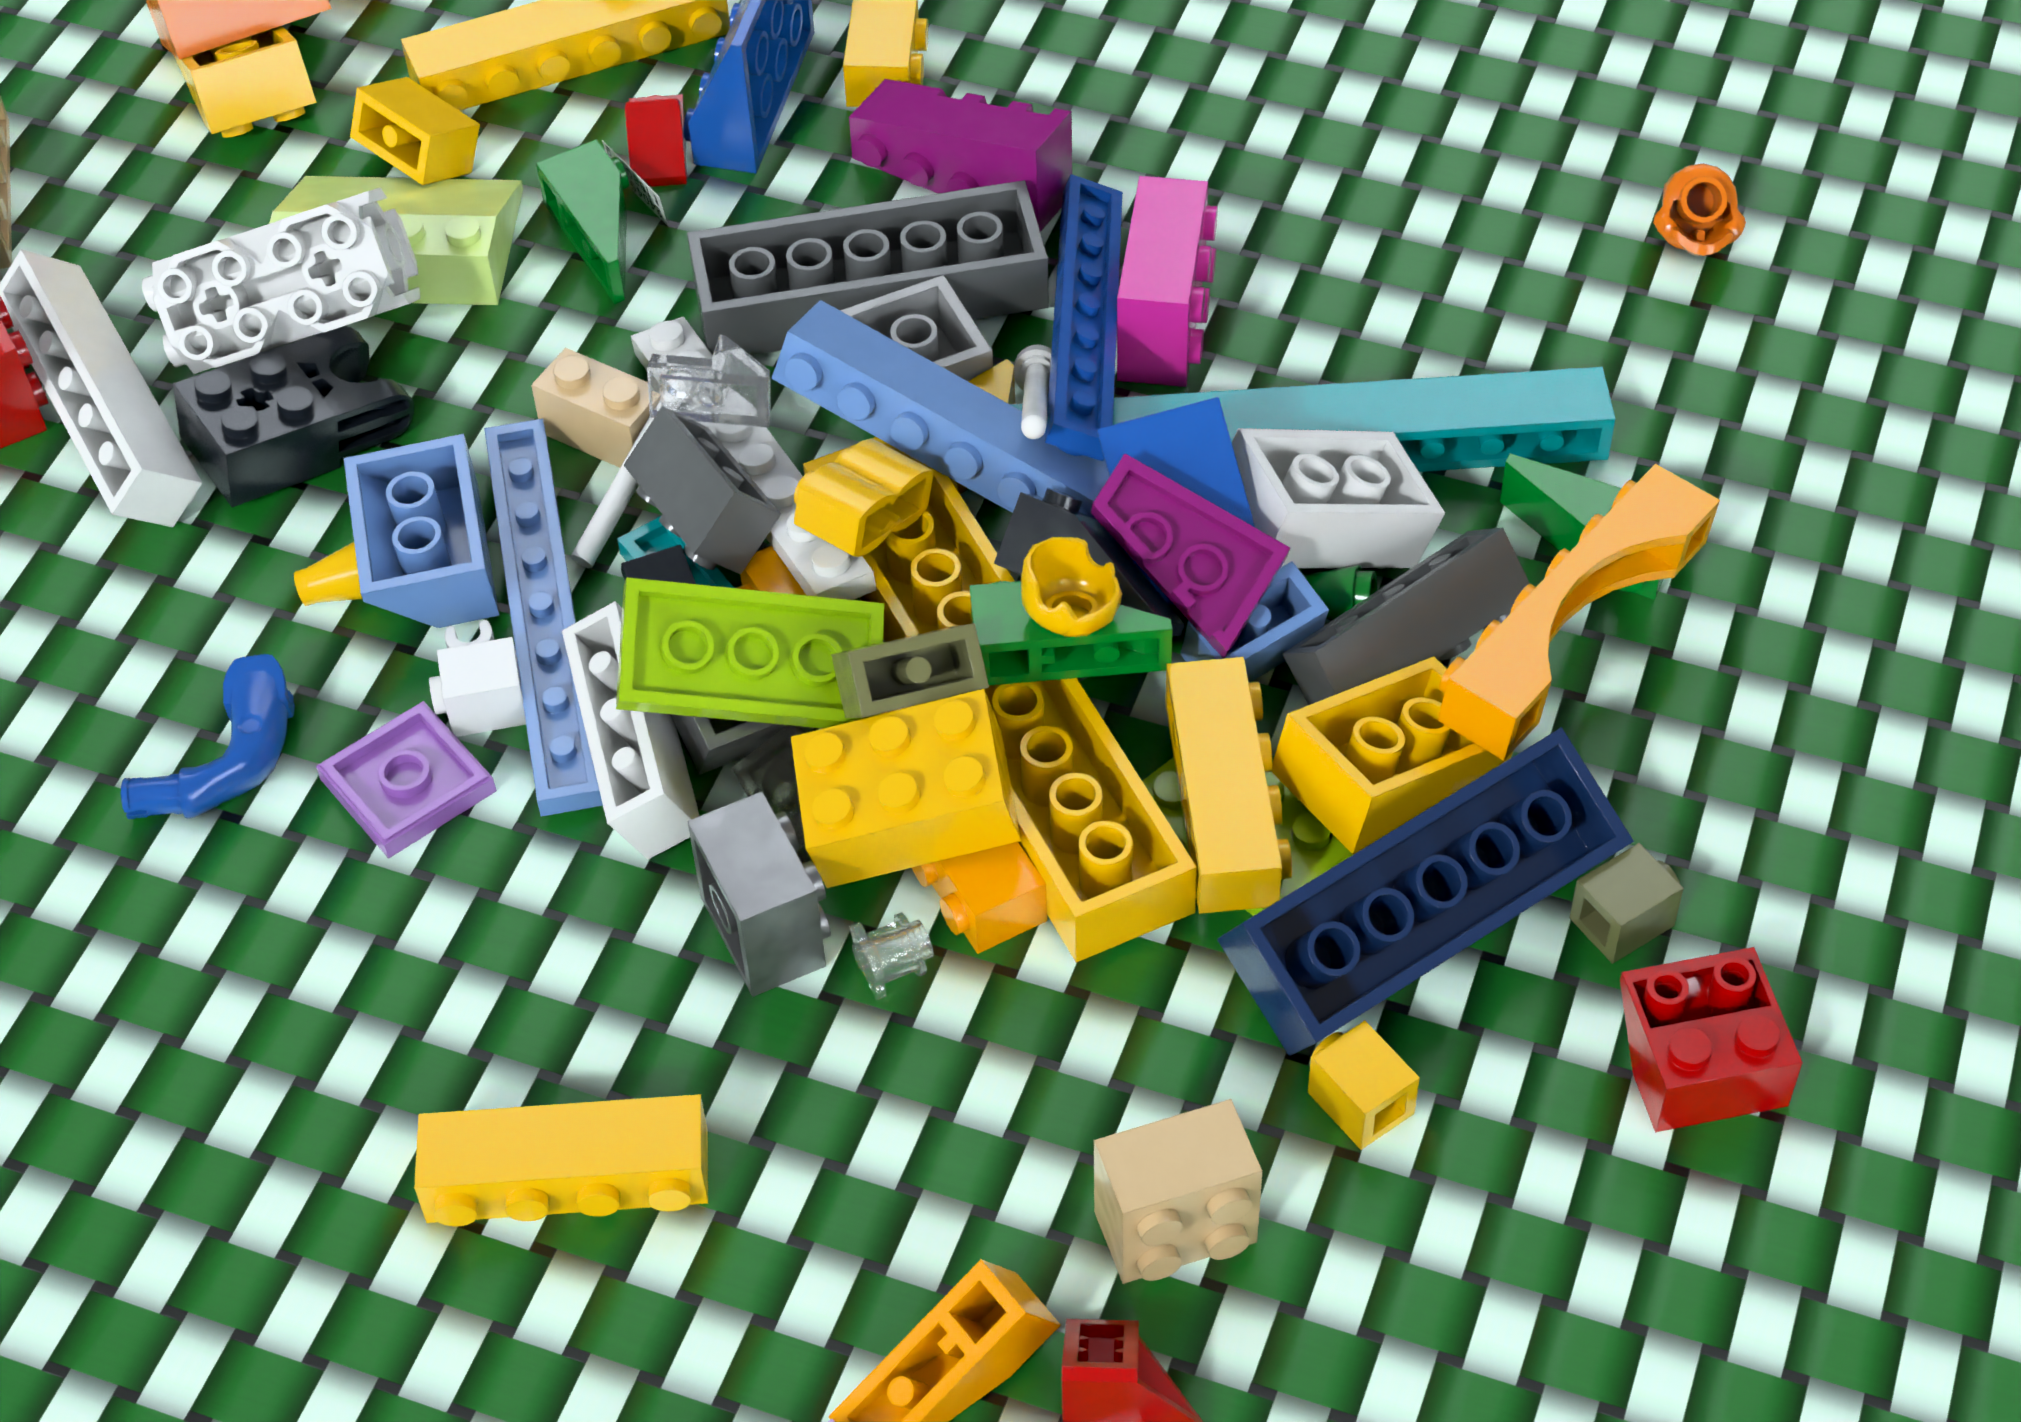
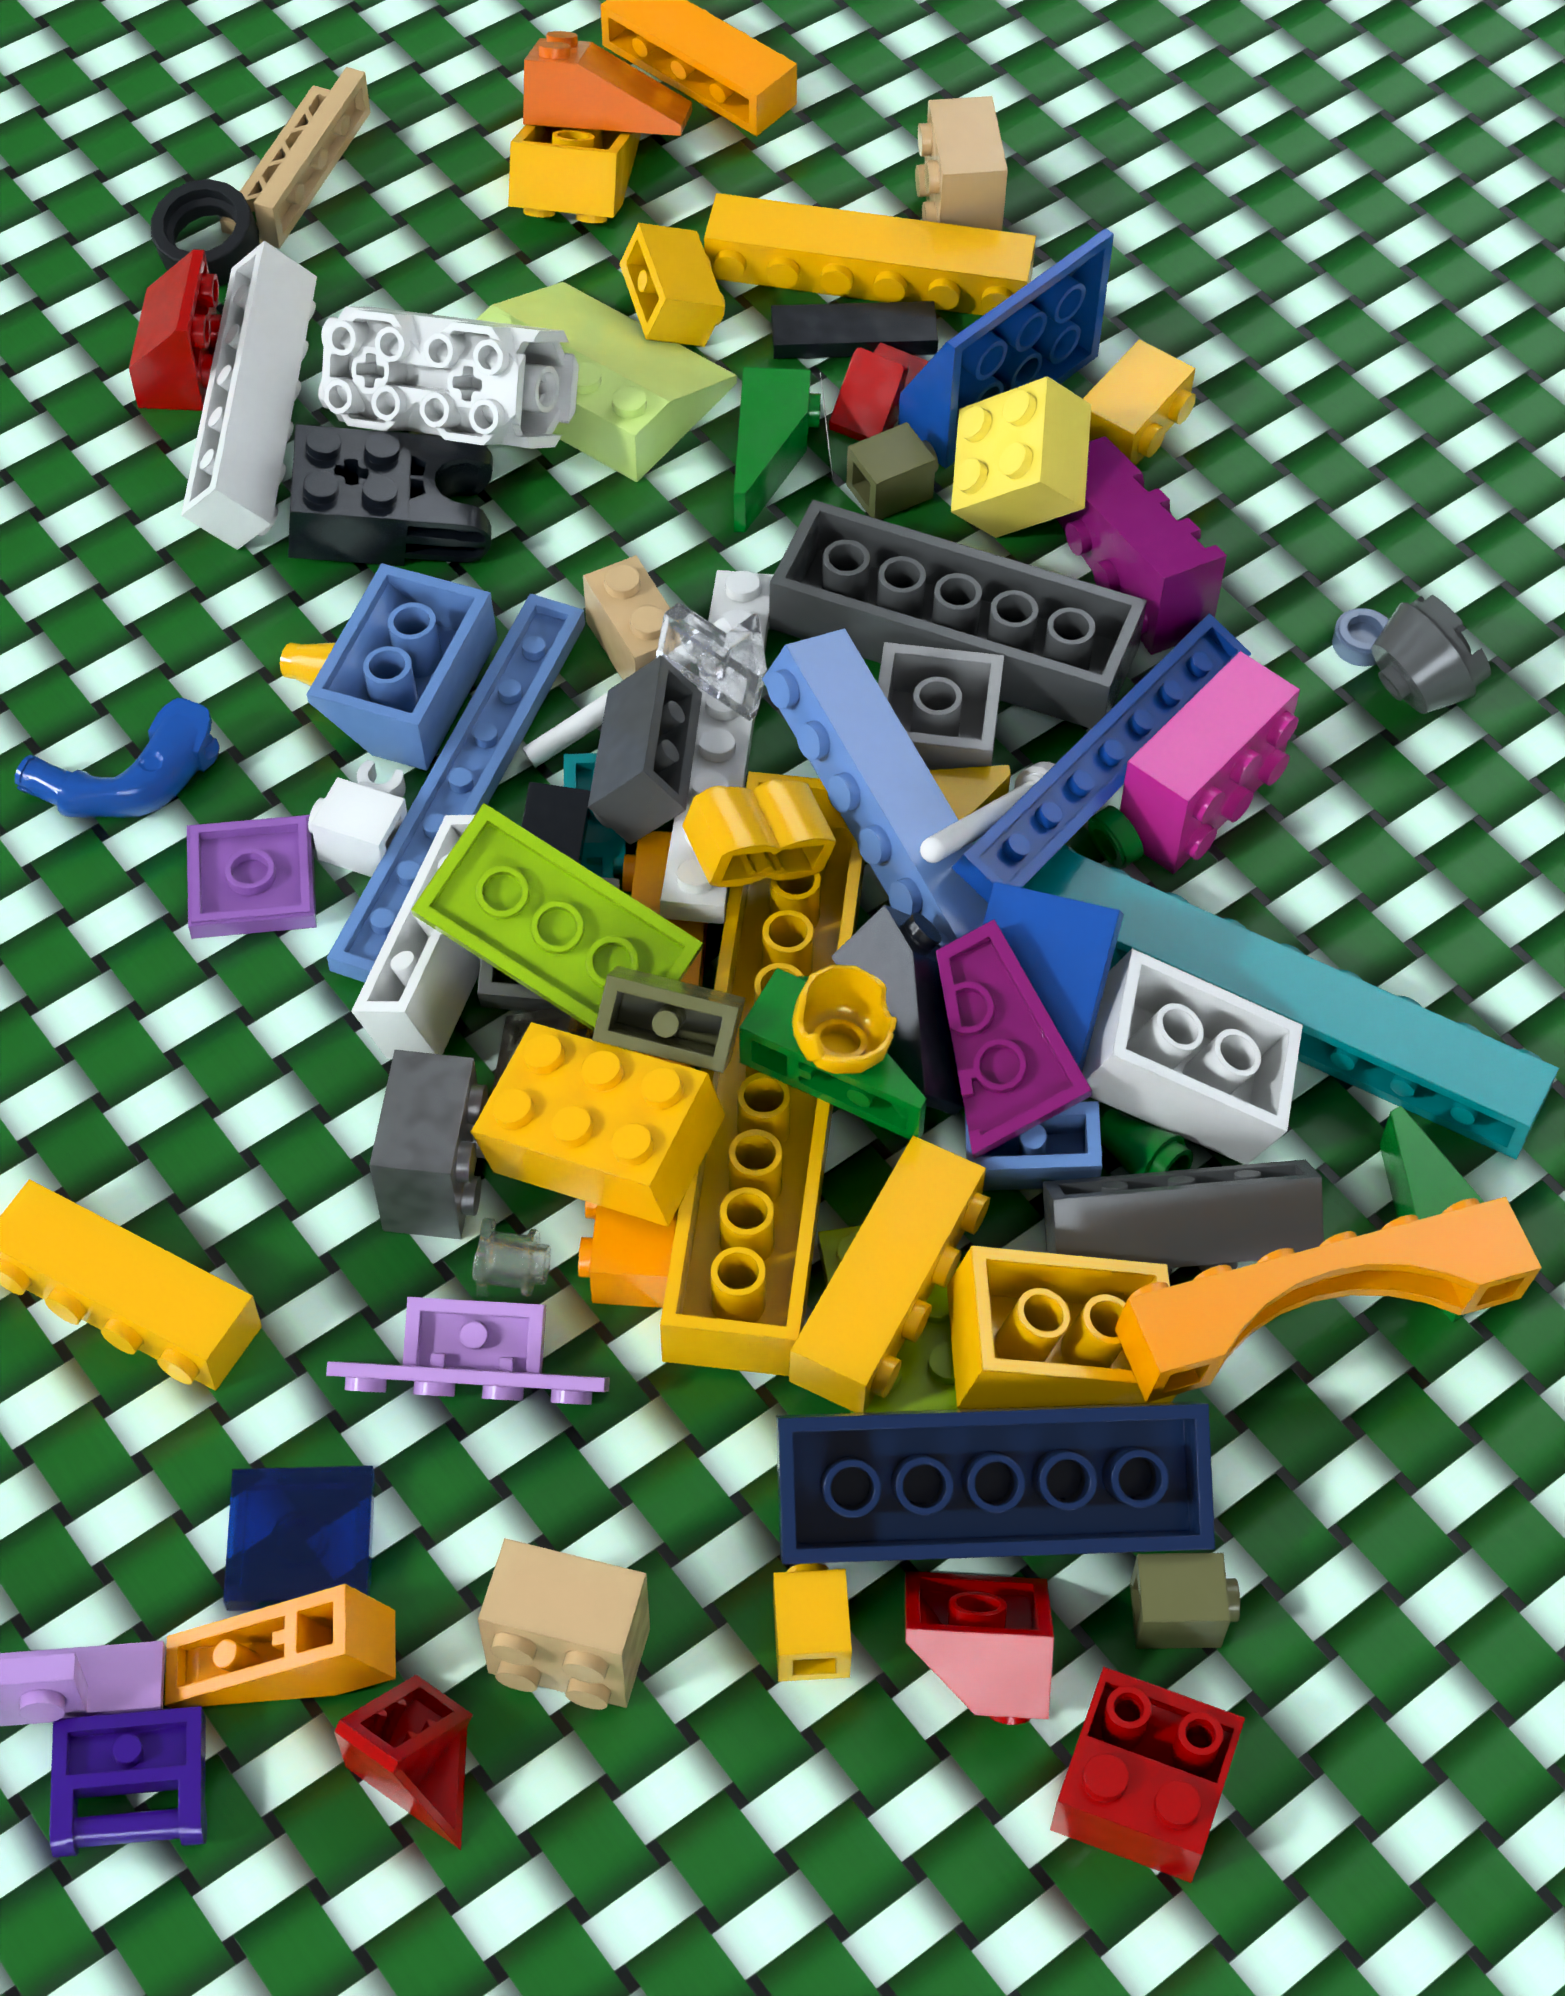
camera: 30 degrees right, 5 degrees up
(593, 100) = (844, 327): none -> black tile
(720, 189) = (891, 471): none -> olive brick
(835, 122) = (1021, 457): none -> light yellow brick
(877, 1269) = (297, 1533): none -> clear blue tile
(912, 1033) = (474, 1345): none -> lavender bracket
(1133, 375) = (1115, 837): none -> green tile
(1195, 141) = (1356, 634): none -> sand blue tile
(1268, 123) = (1428, 657): none -> dark grey cone
(1514, 1010) = (985, 1640): none -> slope

